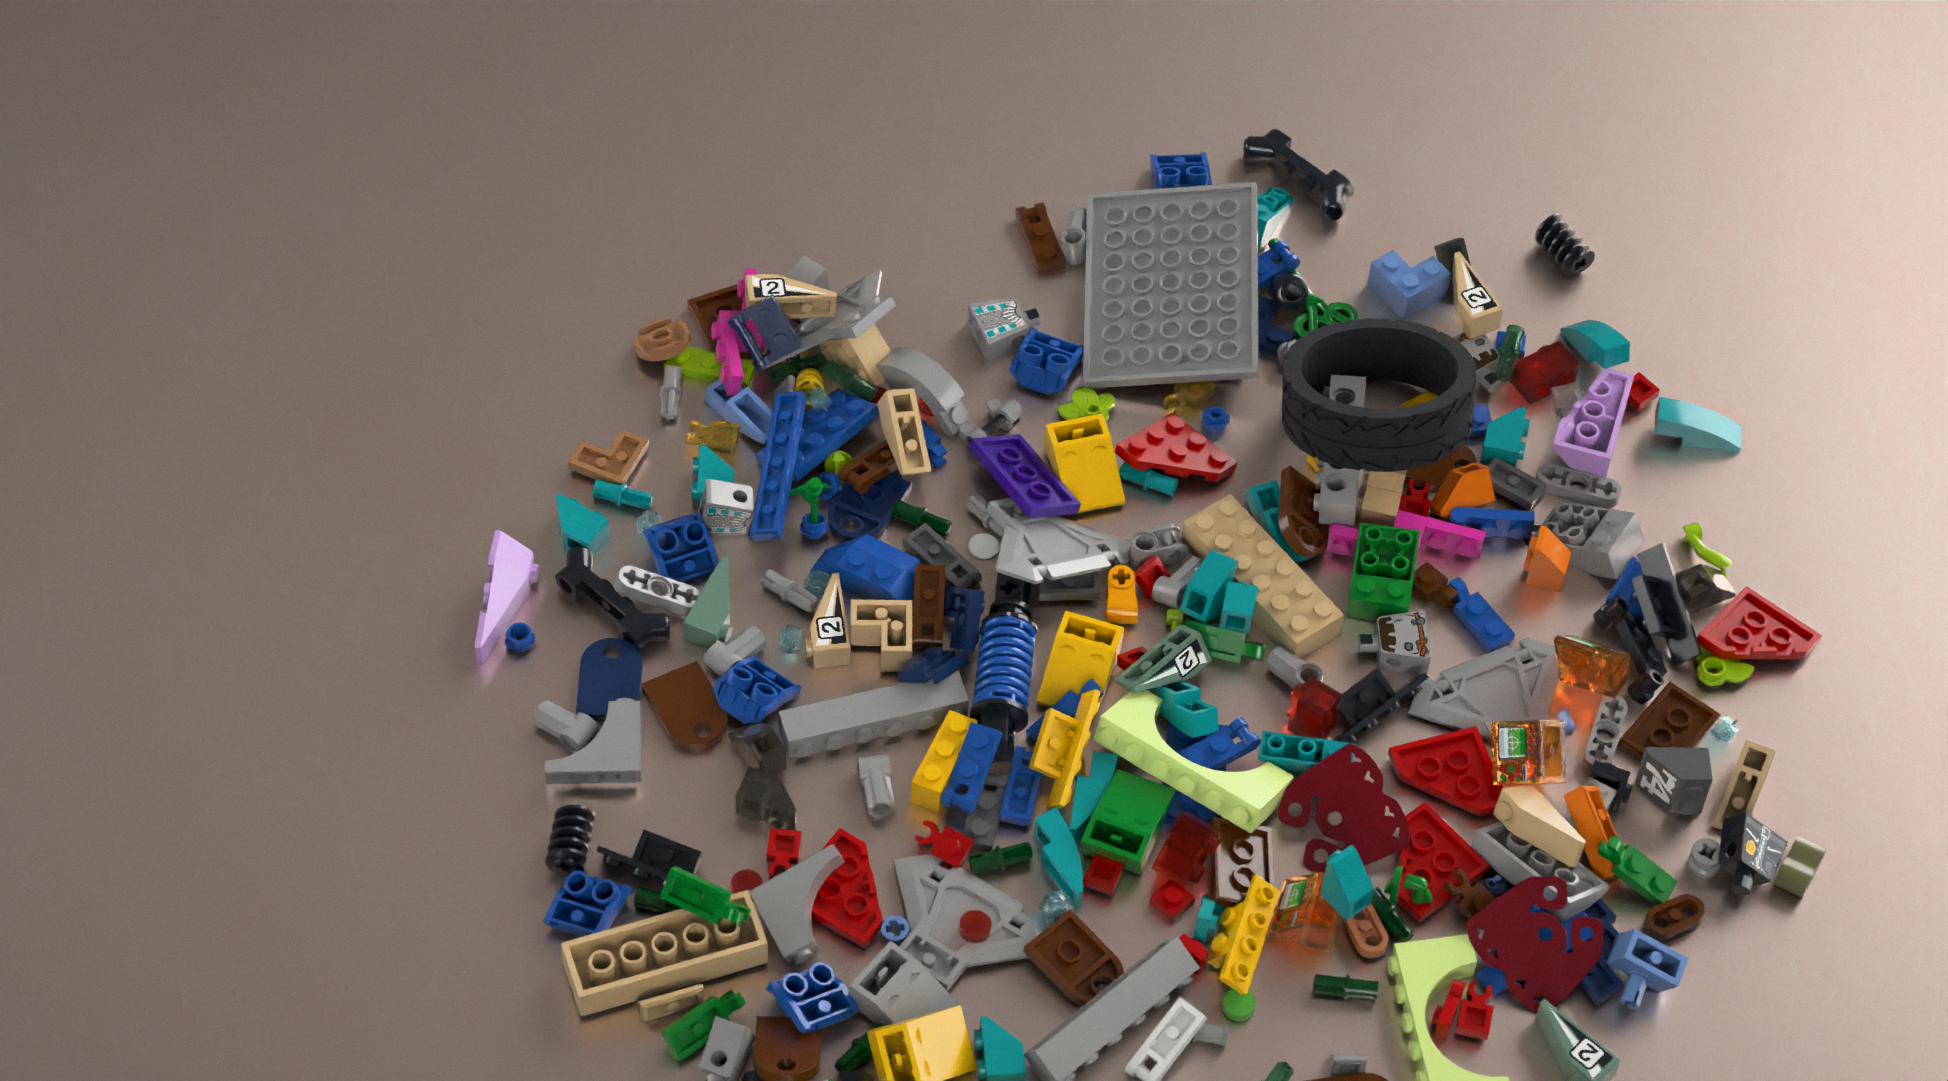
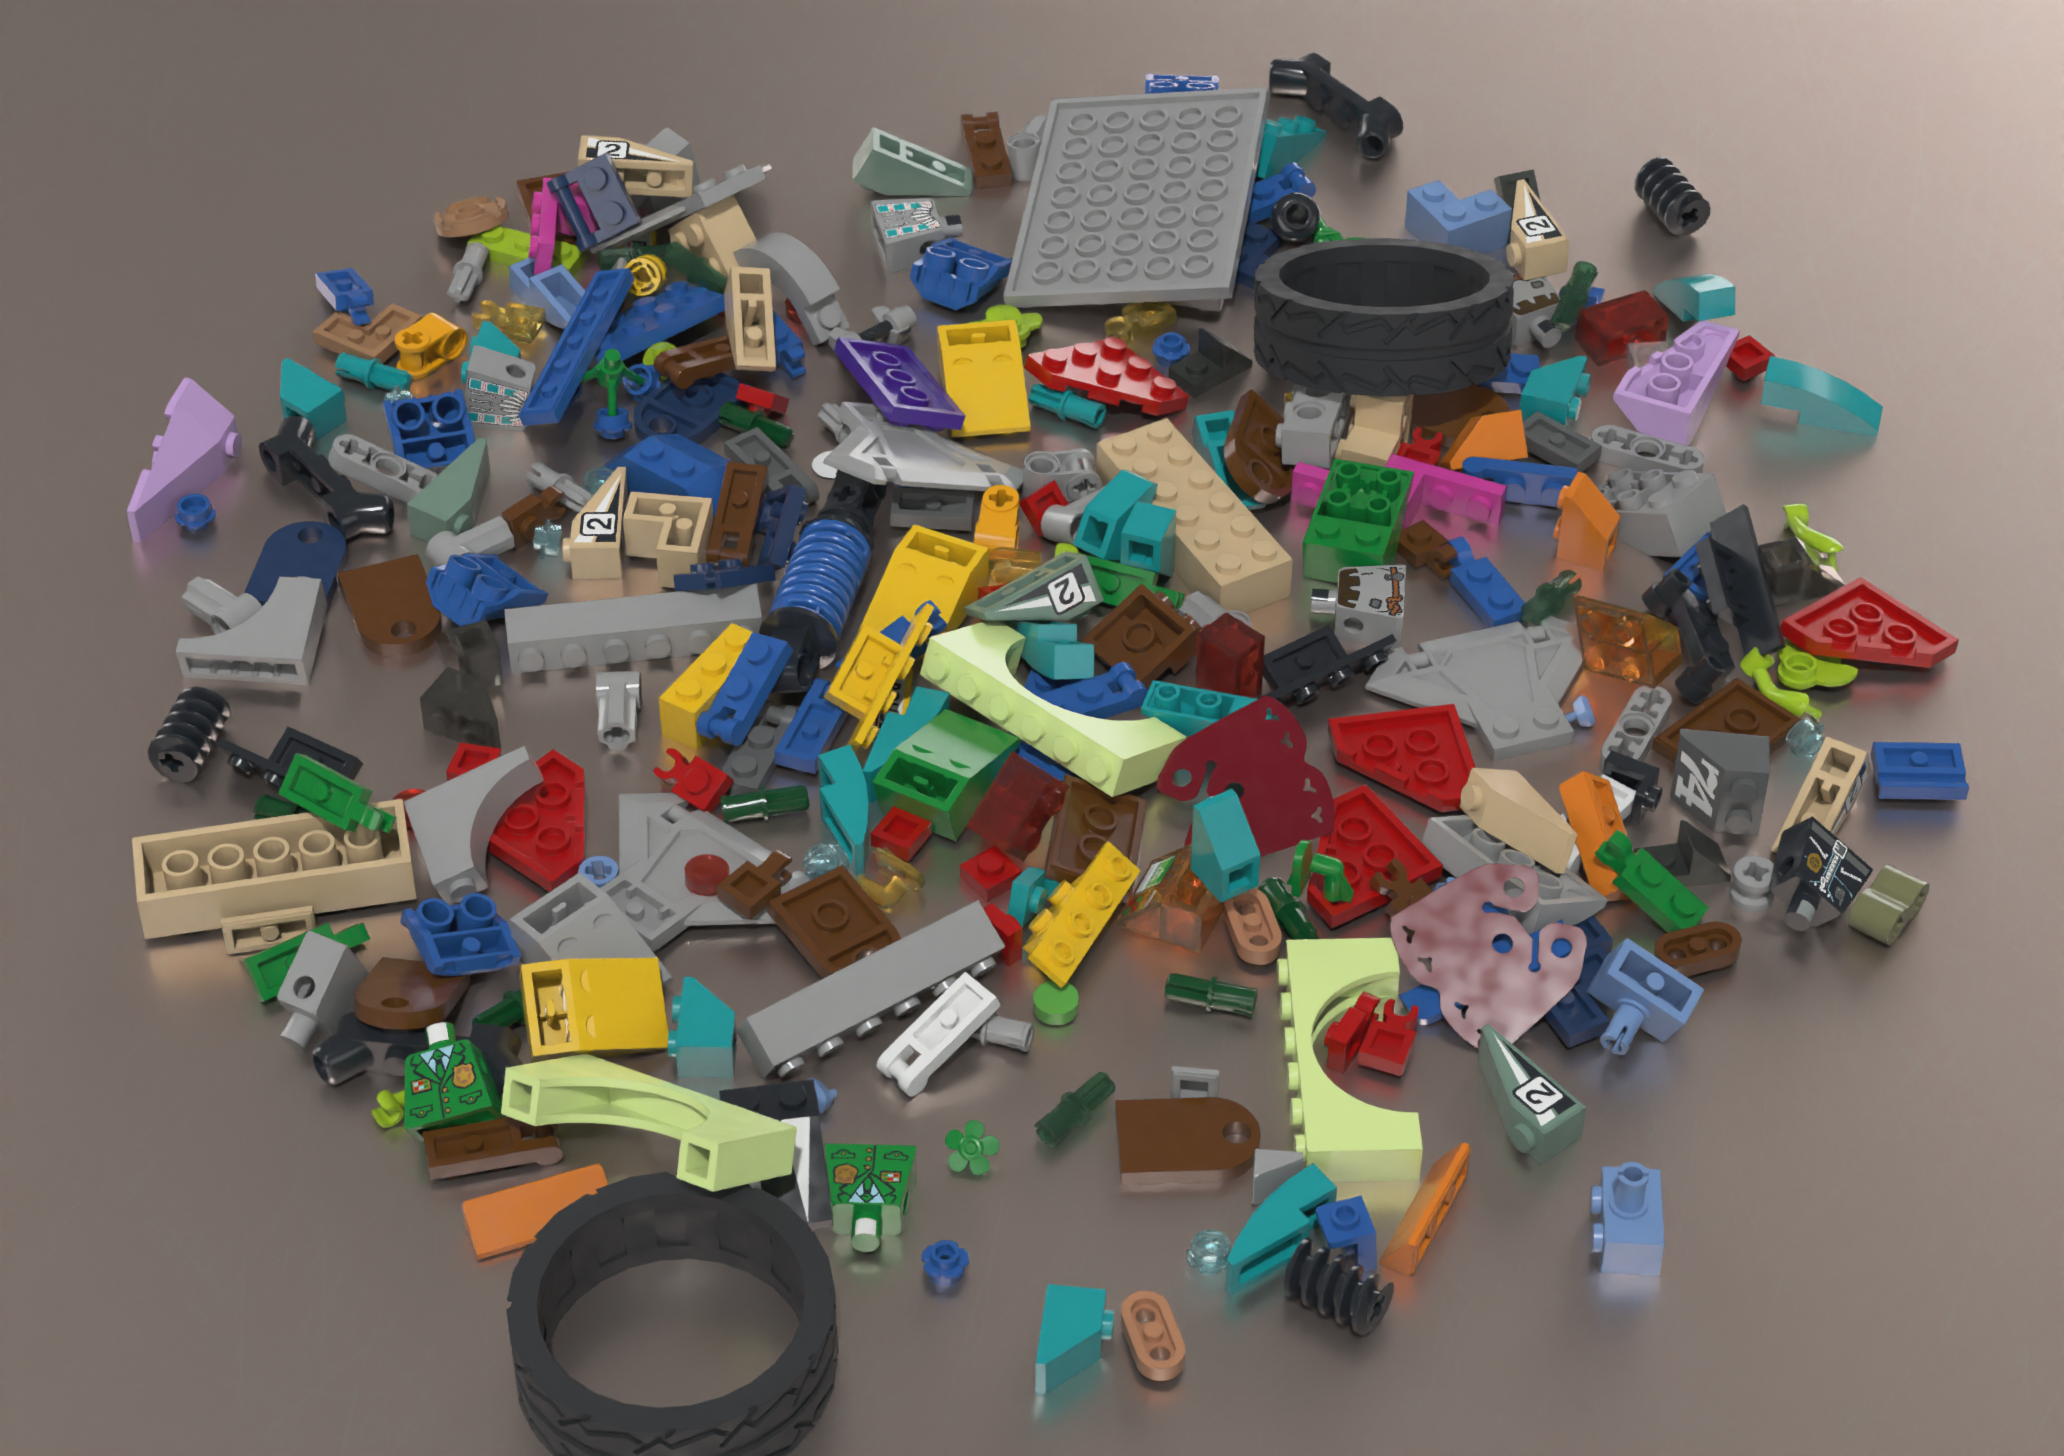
camera: 10 degrees right, 10 degrees down
(585, 423) = (346, 293): none -> blue plate
(586, 904) = (188, 802): blue slope -> none
(658, 466) = (429, 345): none -> light orange piece
(774, 618) = (531, 512): none -> reddish brown plate
(819, 399) = (650, 283): clear light blue plate -> none
(922, 495) = (762, 400): none -> red plate
(986, 265) = (905, 169): none -> sand green slope
(1013, 935) = (752, 886): none -> reddish brown plate
(1104, 926) = (902, 877): none -> clear yellow piece
(1139, 633) = (1011, 563): none -> clear yellow piece
(1245, 431) = (1209, 366): none -> pearl dark grey slope
(1246, 688) = (1145, 635): none -> reddish brown plate
(1528, 752) = (1518, 729): clear orange slope -> none
(1529, 624) = (1550, 597): none -> clear green axle
(1658, 841) = (1693, 859): none -> pearl dark grey slope
(1713, 699) = (1793, 701): none -> lime piece
(1807, 750) = (1919, 770): none -> blue plate

